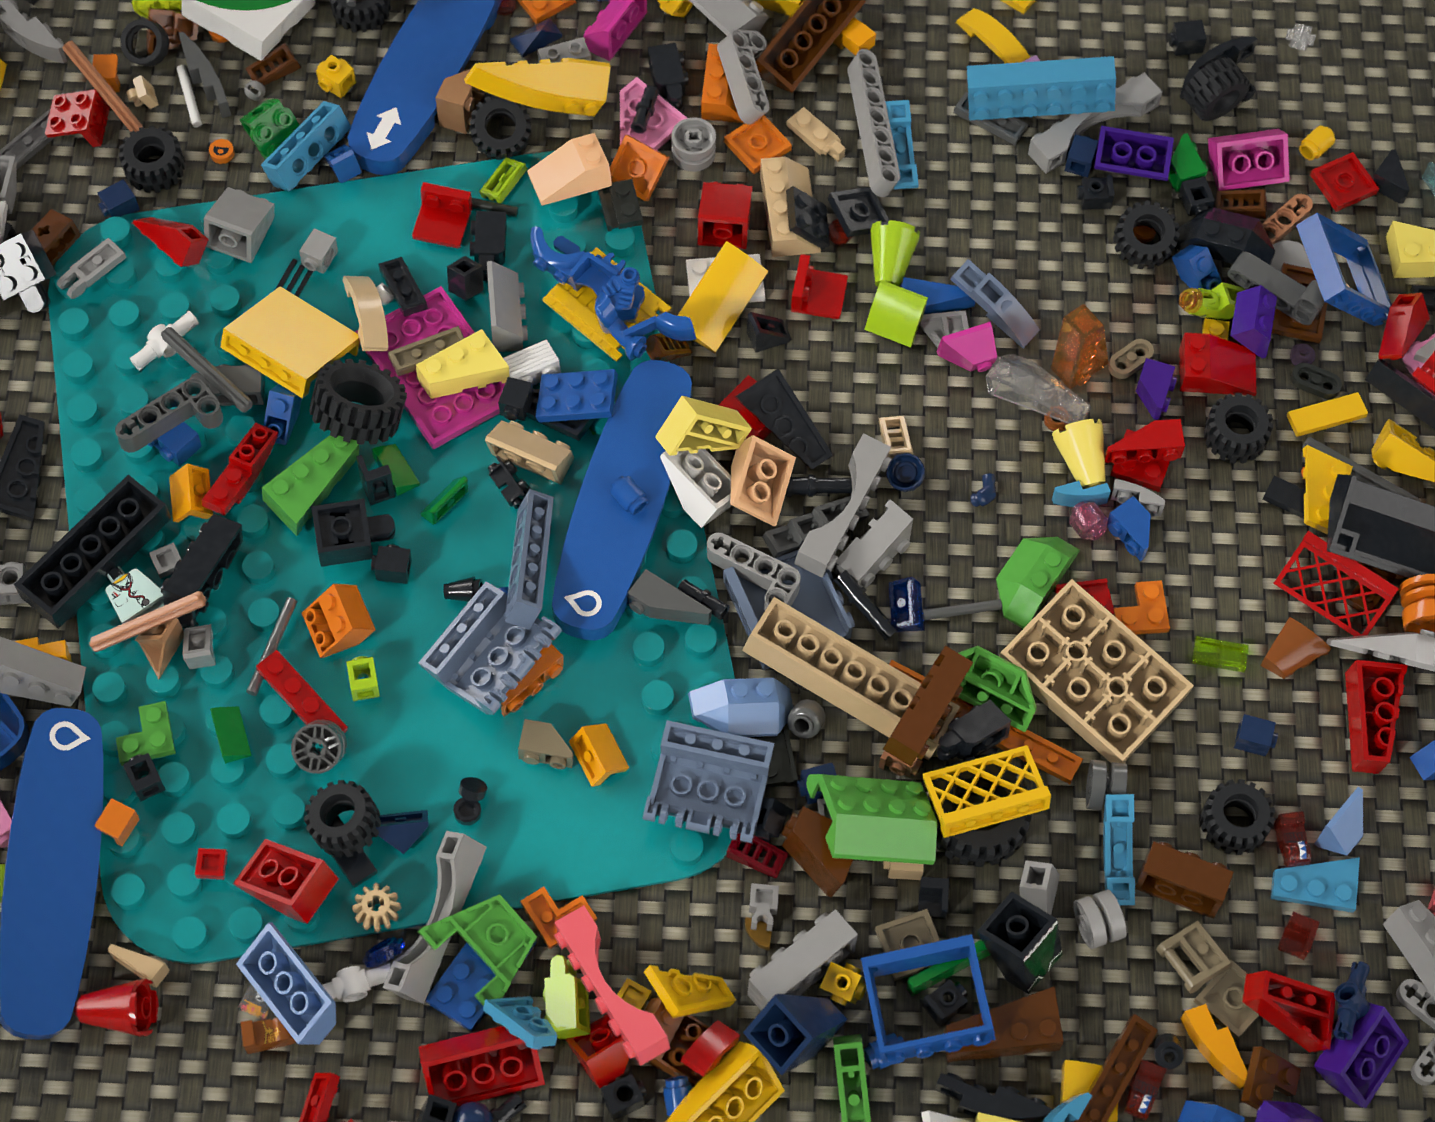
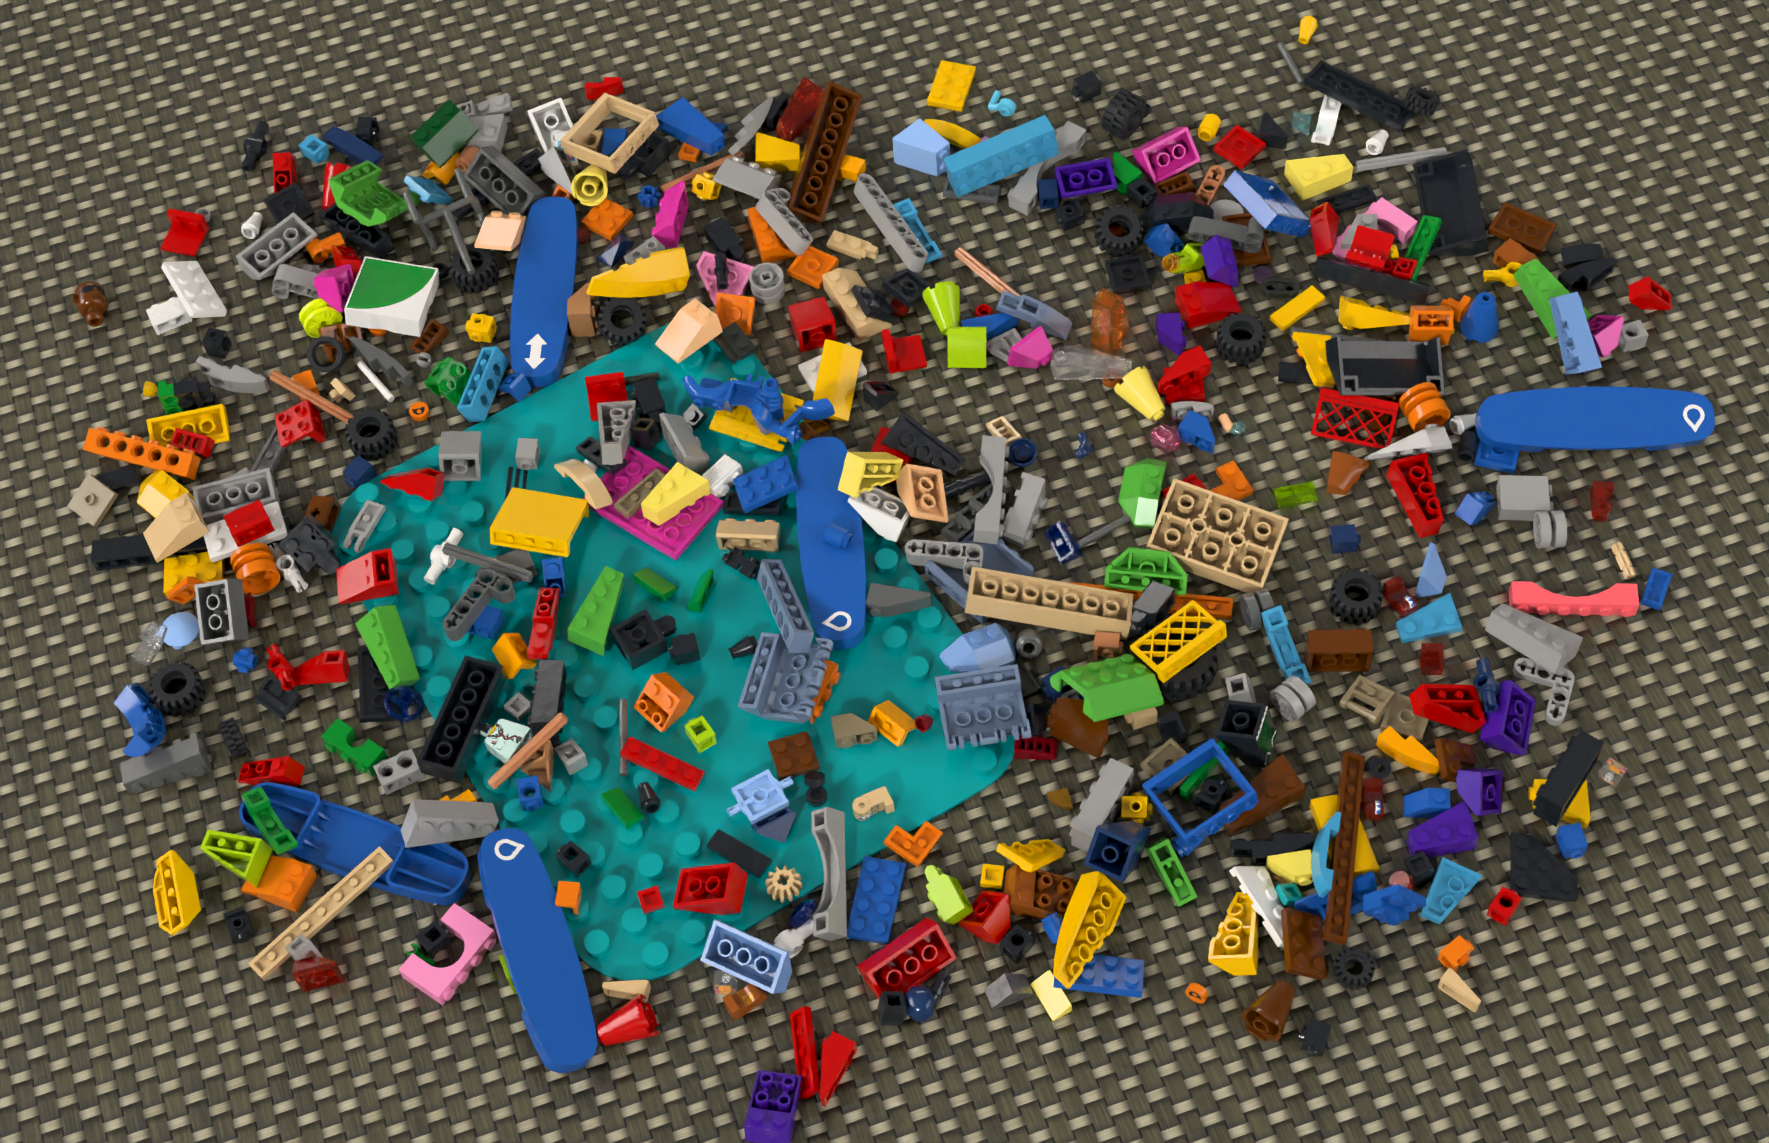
camera: 15 degrees left, 5 degrees down
(42, 493) = (405, 694): none -> clear blue piece
(53, 428) = (389, 646): none -> bright green wedge
(67, 334) = (368, 577): none -> slope
(128, 664) = (527, 786): none -> blue brick
(155, 735) = (566, 829): bright green plate -> none
(265, 735) = (648, 799): none -> black cone
(319, 760) = (681, 790): dark grey wheel -> none
(332, 802) = (743, 841): black tyre -> none
(352, 382) = (609, 544): black tyre -> none
(376, 482) = (647, 597): black panel -> none
(400, 784) = (760, 796): none -> light blue plate
(428, 259) = (614, 429): none -> light grey wedge
(462, 749) = (793, 755): none -> reddish brown plate
(495, 936) = (877, 869): bright green wing -> none
(507, 180) = (642, 357): lime tile -> none
(516, 399) = (722, 502): black brick -> none
(522, 1020) = (924, 917): dark azure wing -> none
(527, 847) = (872, 803): none -> tan leg
(533, 279) = (694, 416): none -> plate
(634, 770) = (924, 722): none -> dark red hinge
(638, 1028) = (1011, 889): coral arch -> none
(704, 597) = (920, 586): black pin -> none
(709, 1048) = (1064, 885): red slope -> none
(763, 904) = (1056, 778): light grey plate -> none
(865, 605) = (1035, 552): black pin -> none
(928, 707) = (1113, 599): reddish brown wedge -> none
(937, 272) = (983, 309): none -> red plate
(949, 42) = (921, 149): none -> light blue slope
(962, 228) = (983, 271): none -> axle
(1072, 494) = (1146, 423): dark azure slope -> none
(1077, 26) = (1005, 106): none -> medium azure plate
(1129, 360) = (1144, 321): dark tan plate -> none
(1134, 293) = (1127, 274): none -> black plate
(1176, 536) = (1230, 427): none -> arm
(1236, 49) = (1125, 81): black slope -> none
(1300, 36) = (1165, 58): clear gear -> none

